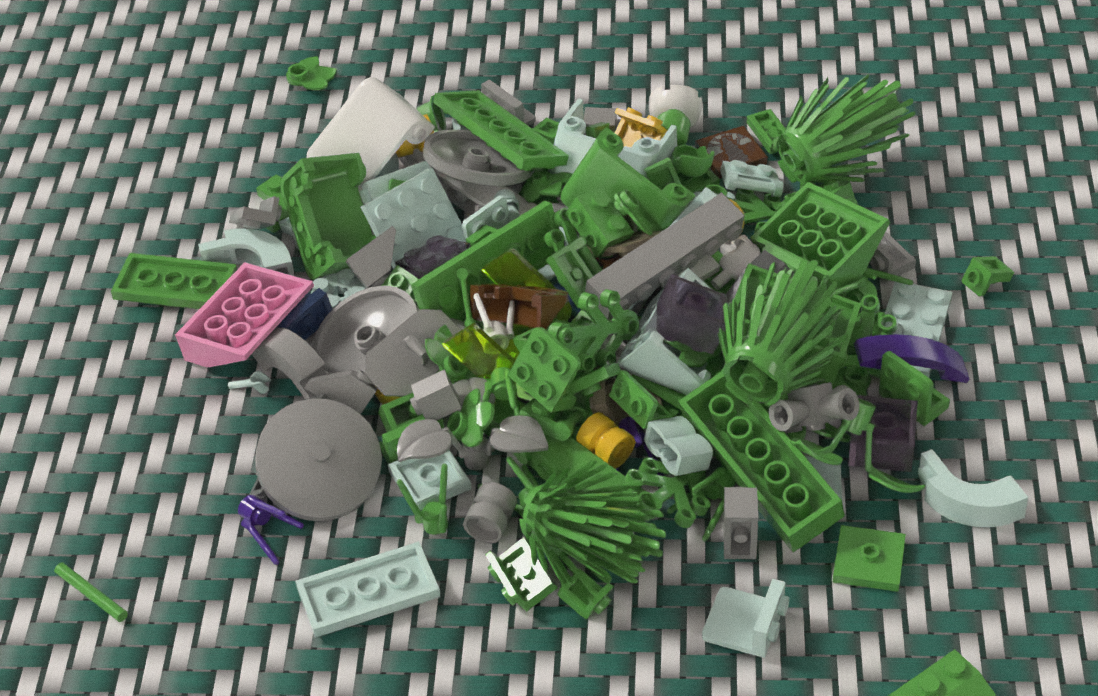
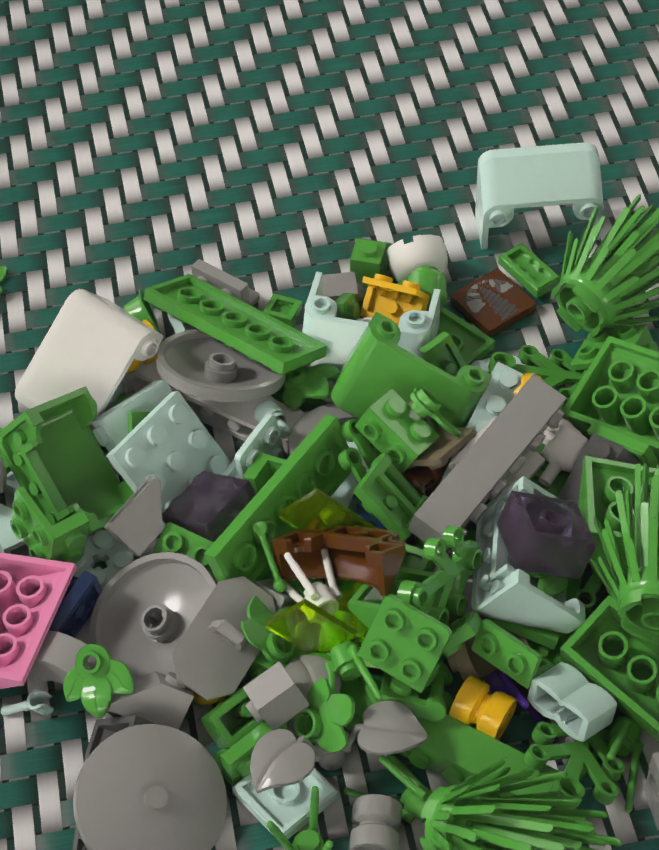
camera: 15 degrees left, 5 degrees up
(301, 366) = (97, 685): none -> bright green plate
(302, 261) = (57, 542): none -> bright green bracket
(634, 97) = (368, 258): none -> bright green slope
(692, 161) = (463, 325): bright green hair -> none
(749, 177) = (531, 333): light aqua plate -> none
(791, 54) = (536, 179): none -> light aqua windscreen

